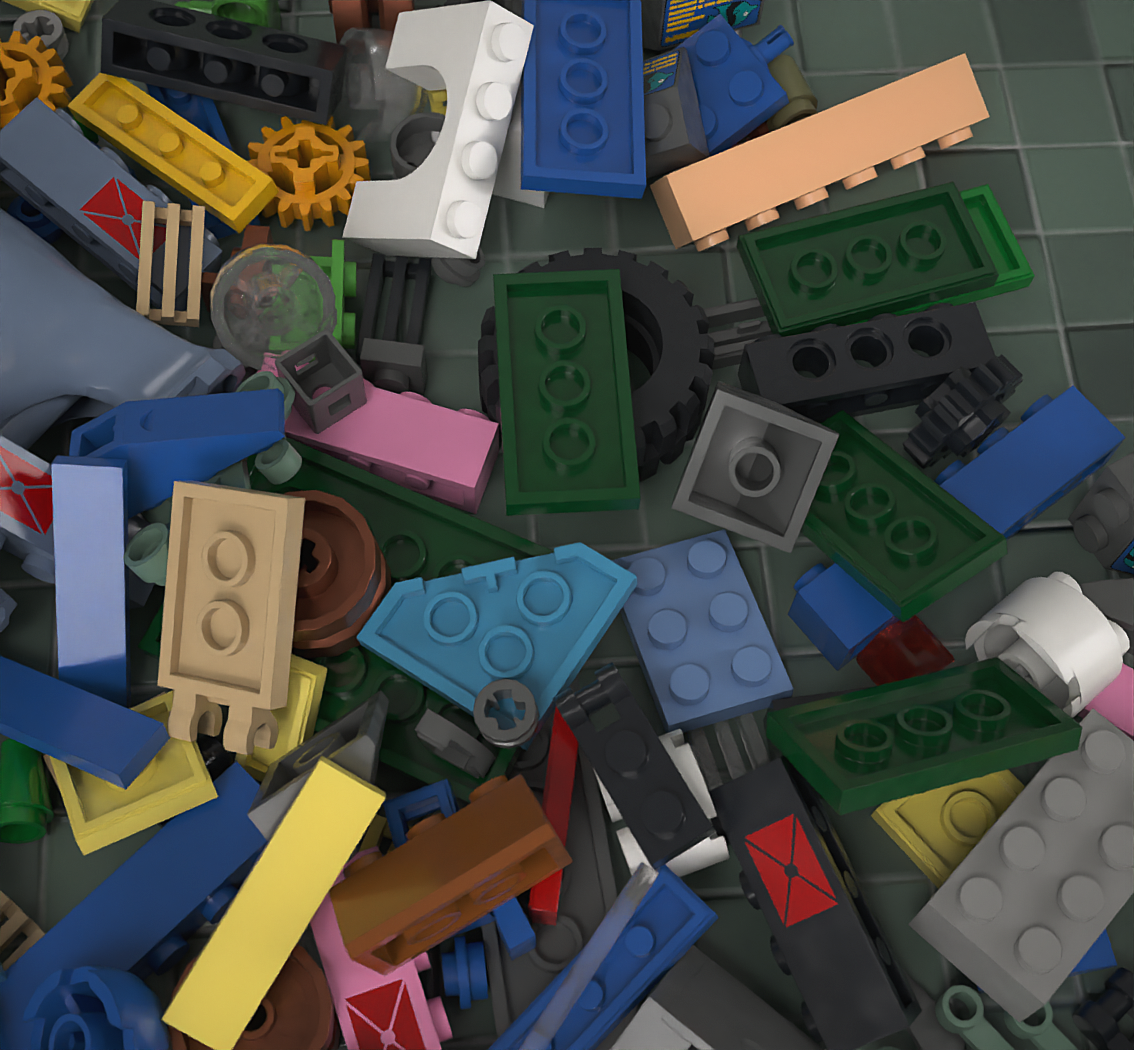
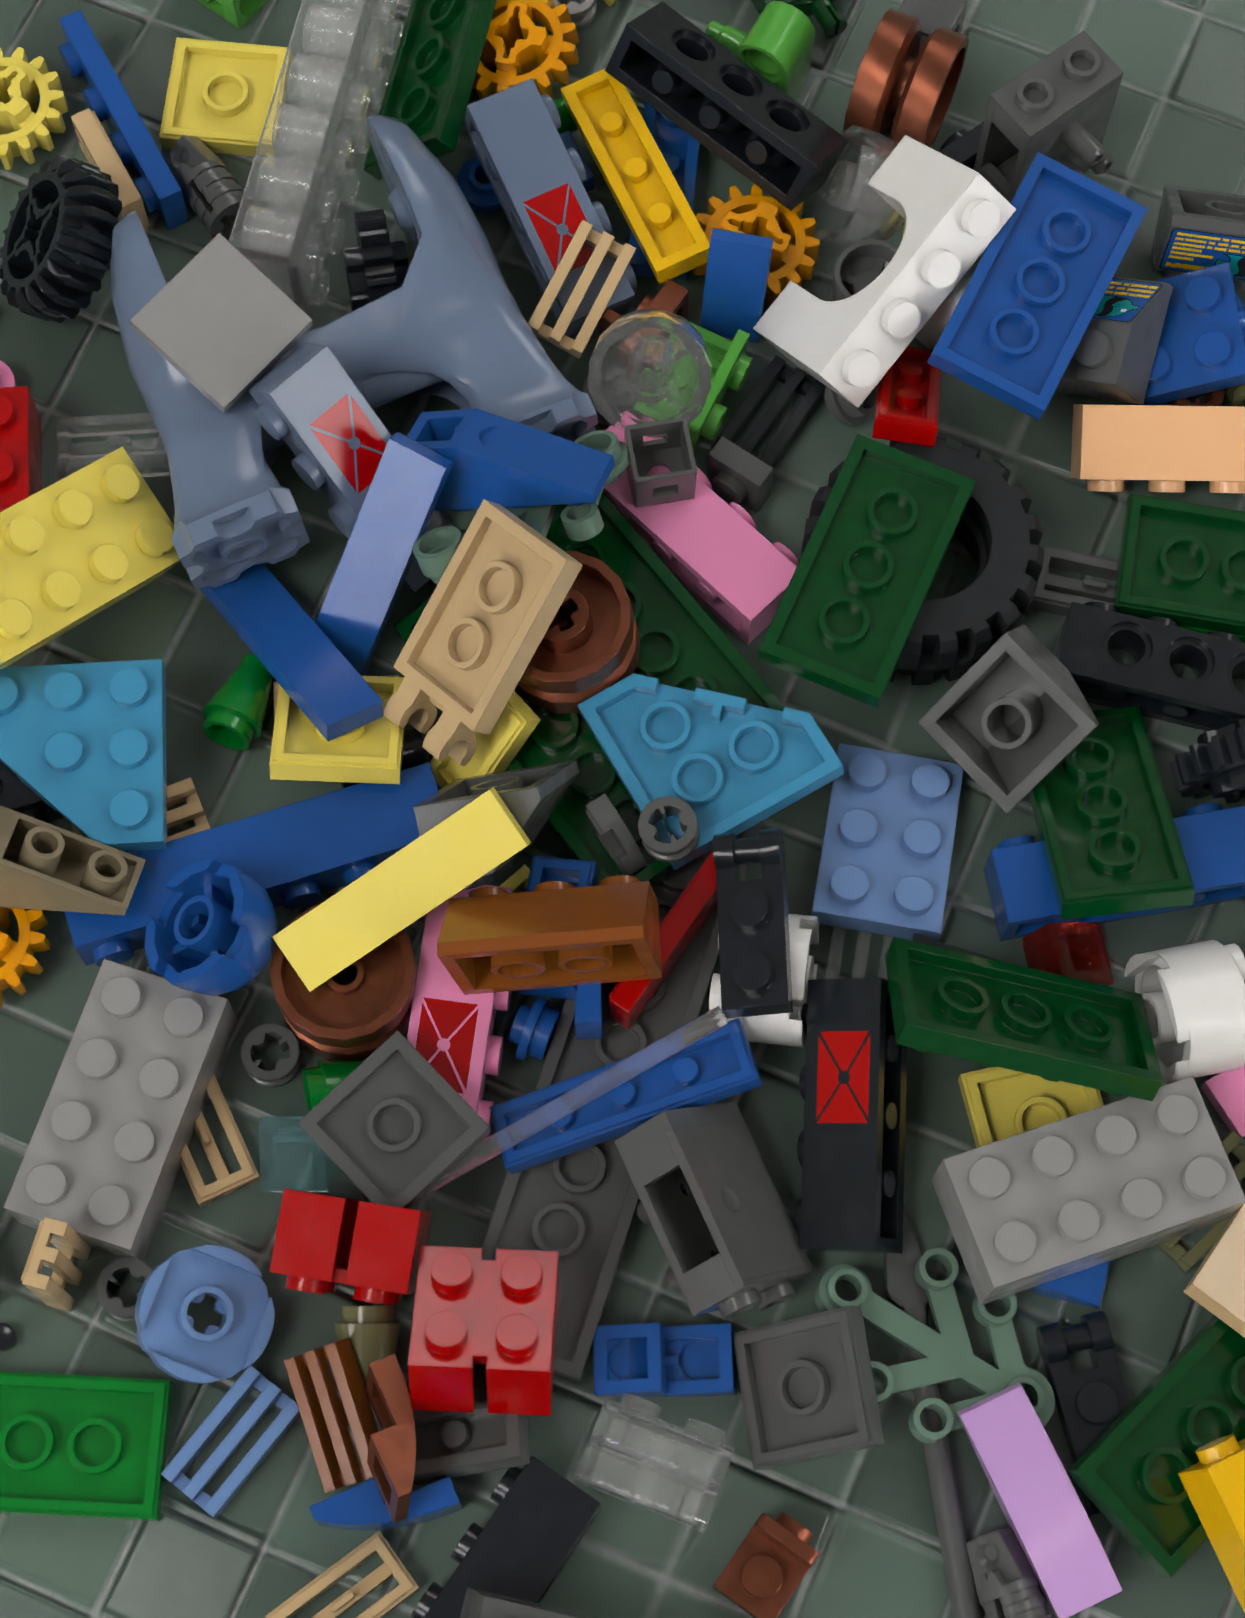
camera: 30 degrees right, 5 degrees up
(309, 200) = (735, 283): none -> blue slope
(517, 236) = (909, 400): none -> red tile

